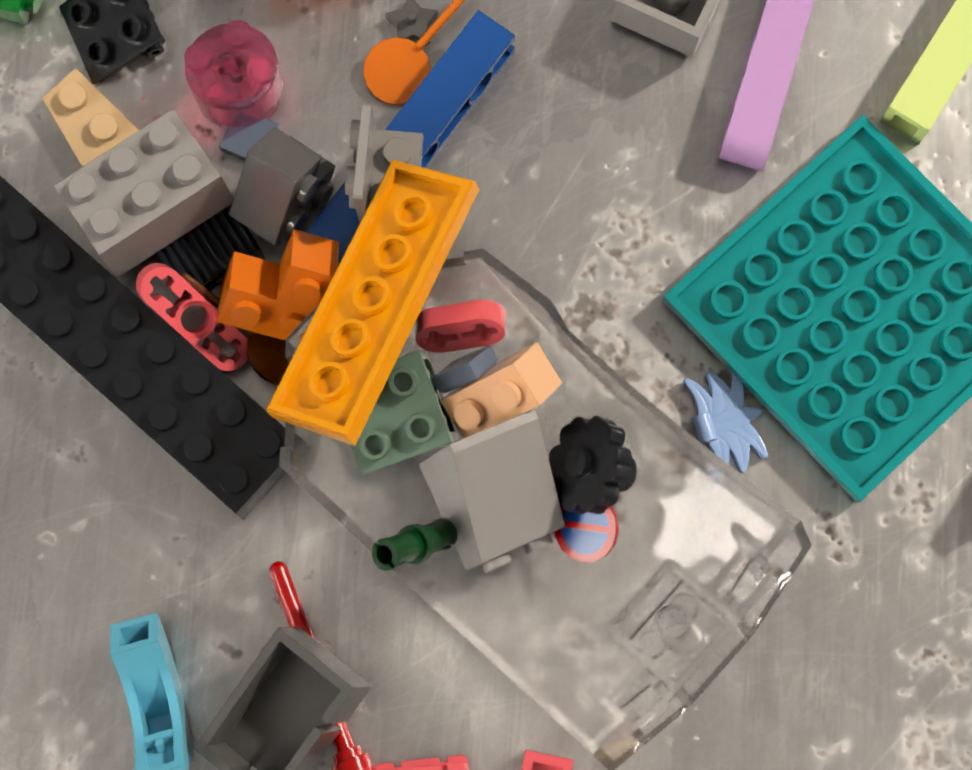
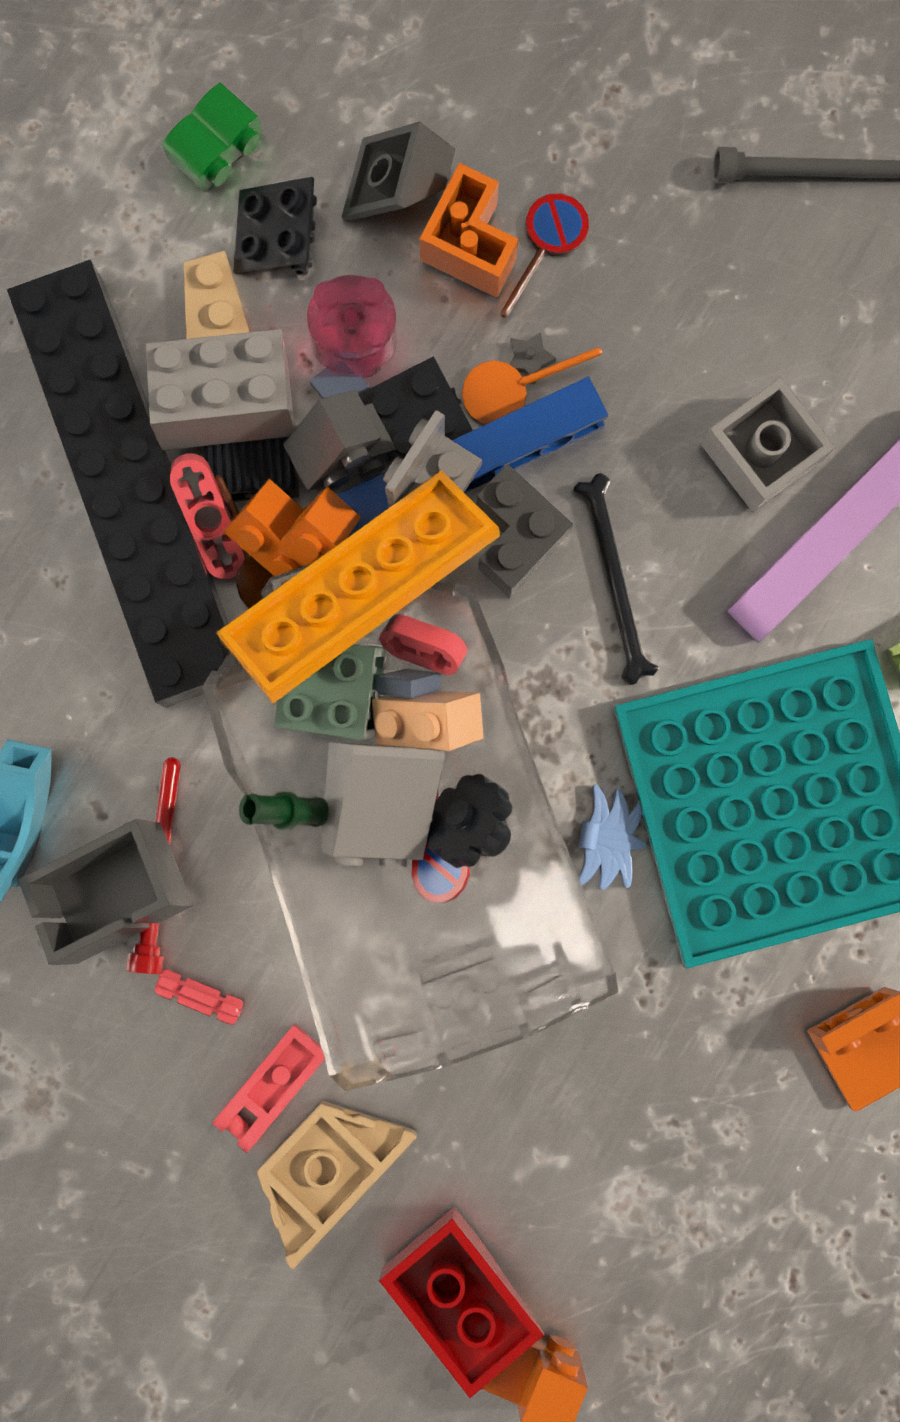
camera: 25 degrees right, 5 degrees up
(324, 119) = (414, 396): none -> black plate
(501, 173) = (529, 529): none -> dark grey brick
(661, 247) = (636, 662): none -> black piece

